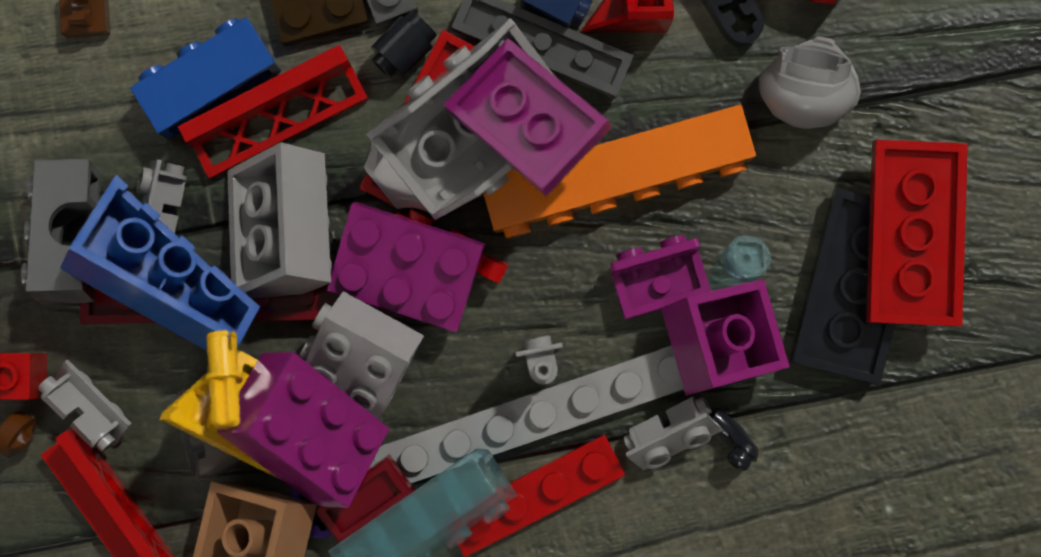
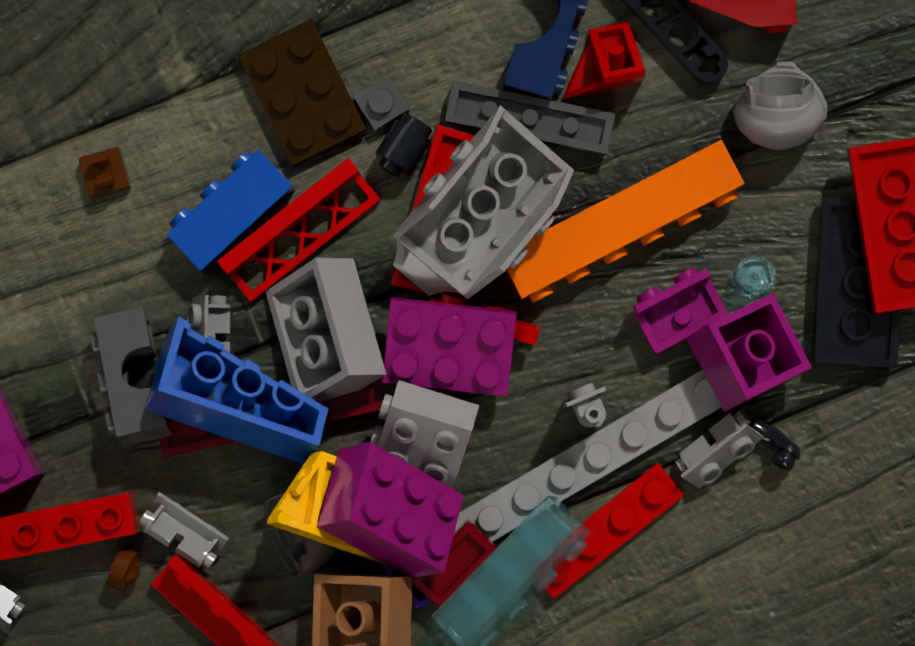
camera: 15 degrees left, 0 degrees up
(223, 379) = (315, 477): yellow axle -> none
(527, 116) = (534, 192): magenta plate -> none

